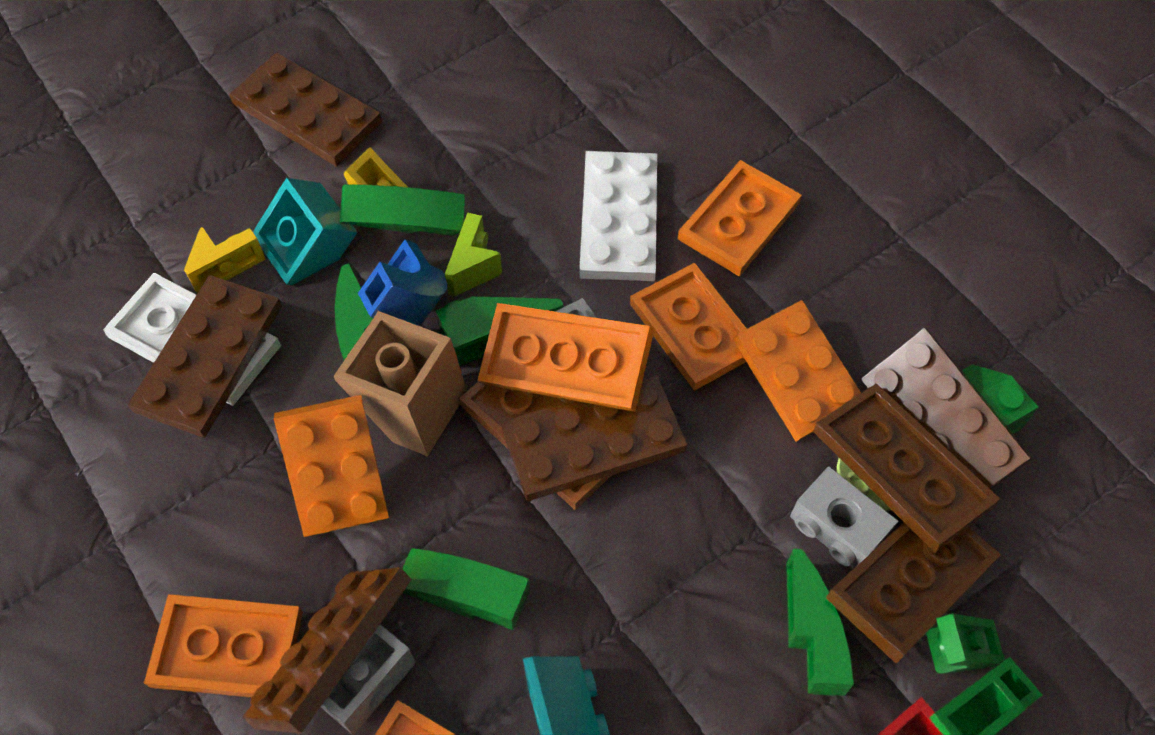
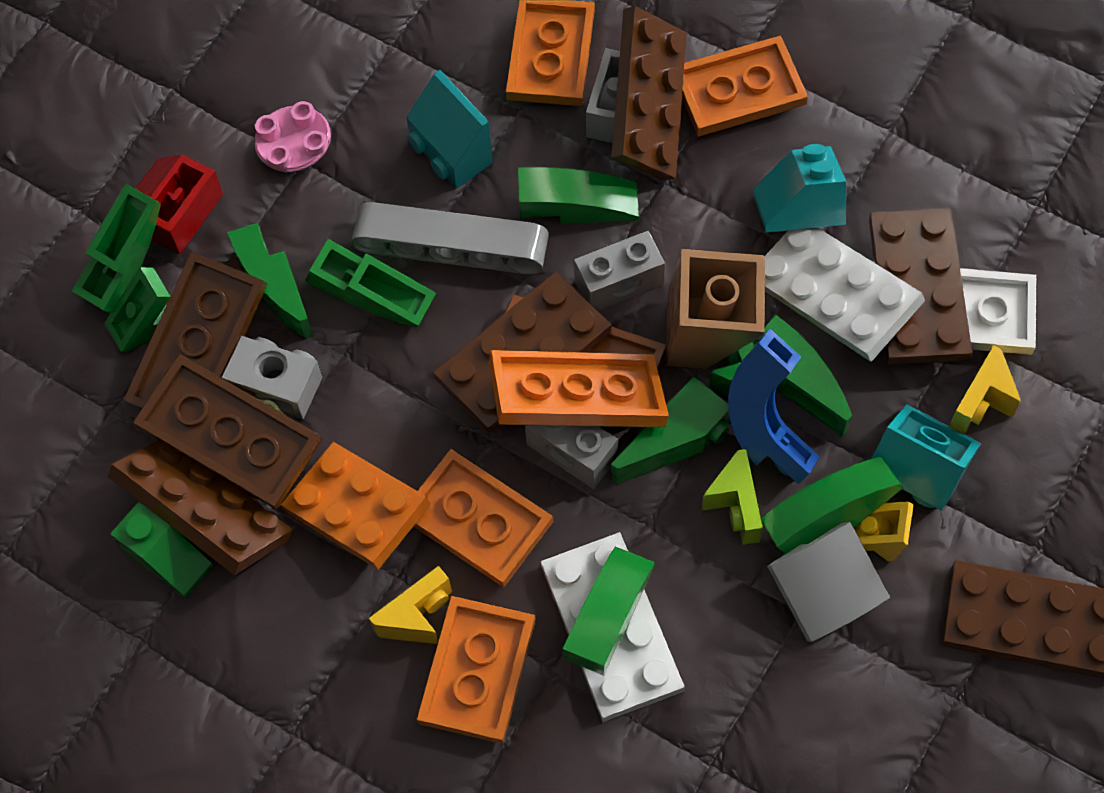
camera: 160 degrees right, 5 degrees up
(242, 481) = (803, 191): none -> teal slope
(273, 362) = (839, 290): none -> white plate
(331, 465) = (734, 220): orange plate -> none
(439, 162) = (828, 581): none -> light grey slope
(463, 483) = (620, 271): none -> light grey brick
(615, 597) = (450, 238): none -> light grey beam
(621, 196) = (607, 611): none -> green slope
(716, 581) = (369, 285): none -> green slope
(782, 271) = (404, 615): none -> yellow slope

